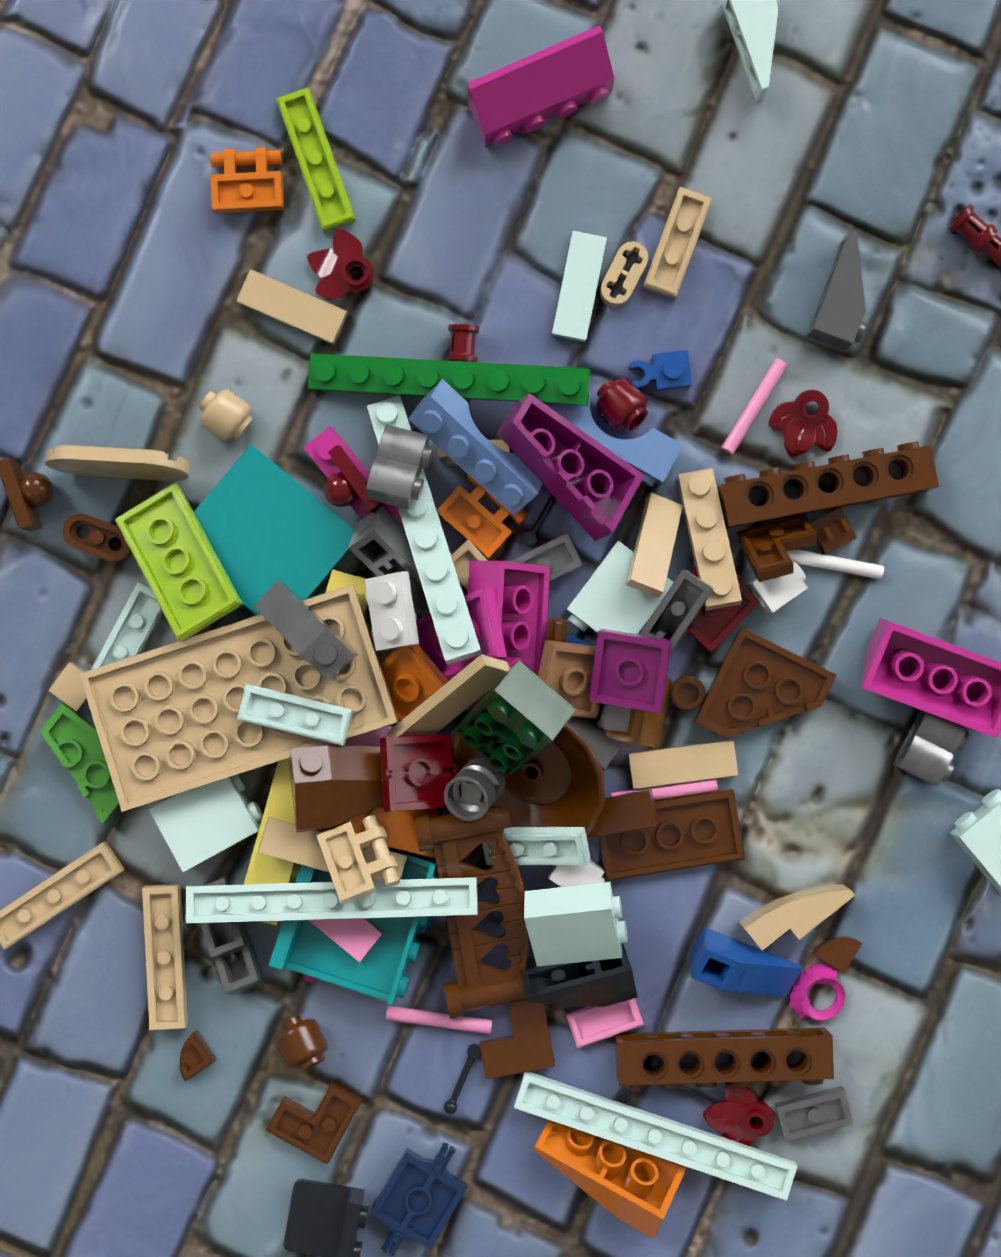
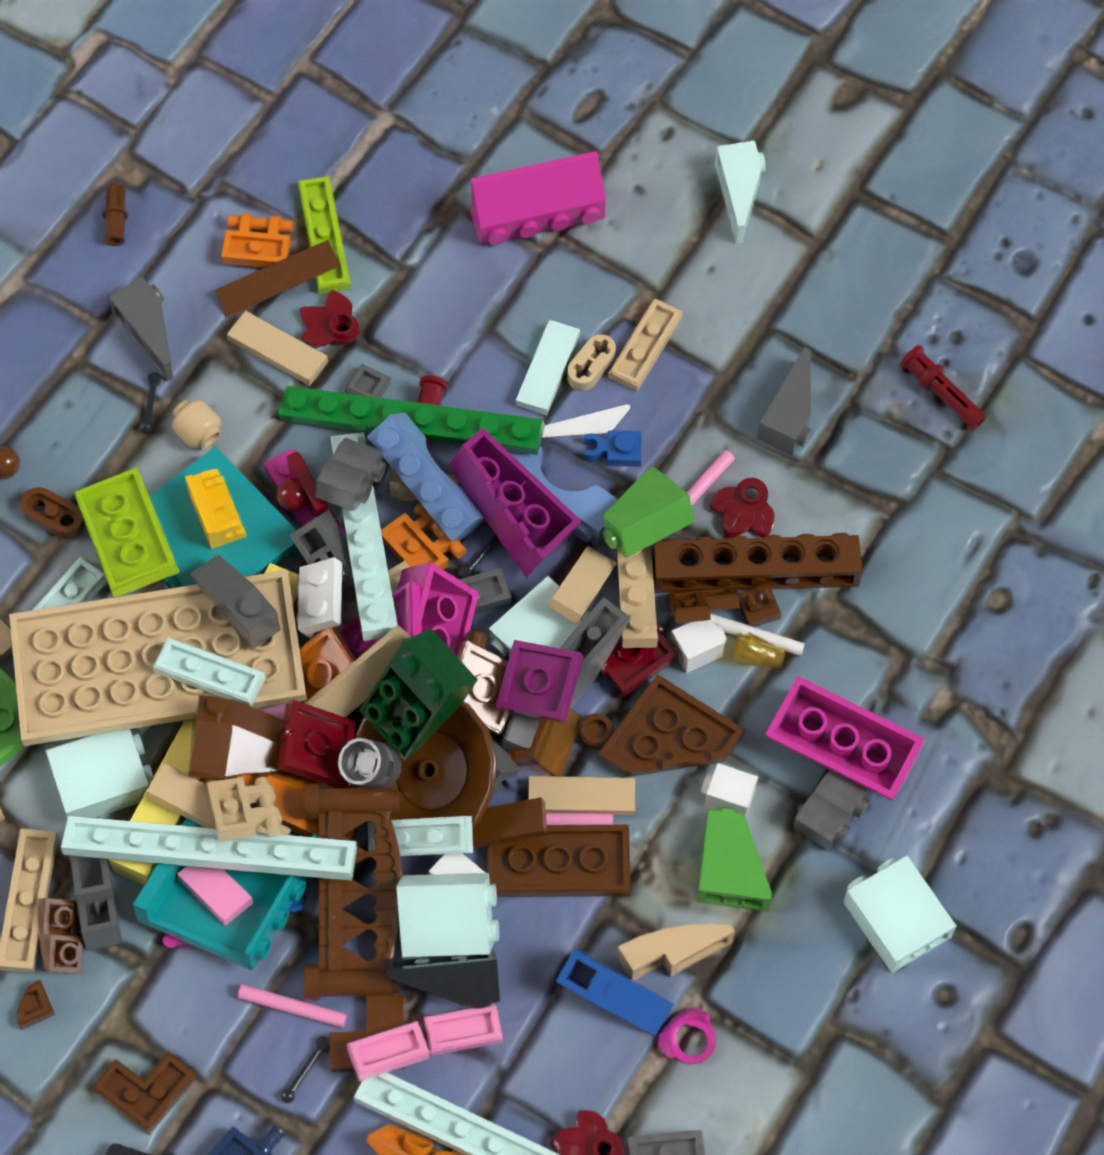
camera: 10 degrees right, 25 degrees down
(88, 171) = (115, 215): none -> reddish brown axle
(116, 463) = (86, 445): tan tile -> none
(147, 296) = (141, 314): none -> dark grey slope
(171, 365) = (153, 380): none -> black hinge
(202, 990) = (57, 935): none -> reddish brown slope
(264, 521) = (215, 508): none -> yellow hinge
(277, 224) = (277, 278): none -> reddish brown sticker
(301, 1043) = (148, 1002): reddish brown head -> none
(394, 336) = (368, 382): none -> dark grey tile
(538, 1060) = (388, 1051): none -> bright pink tile
(621, 405) = (571, 467): dark red head -> none
(635, 344) = (594, 423): none -> white sticker
(710, 454) = (647, 513): none -> bright green slope
(812, 1068) = (598, 1069): reddish brown brick -> none
(829, 742) = (729, 789): none -> white brick
(835, 584) = (755, 651): none -> clear yellow cone
(838, 817) = (731, 865): none -> bright green slope
(838, 951) = (713, 997): reddish brown tile -> none

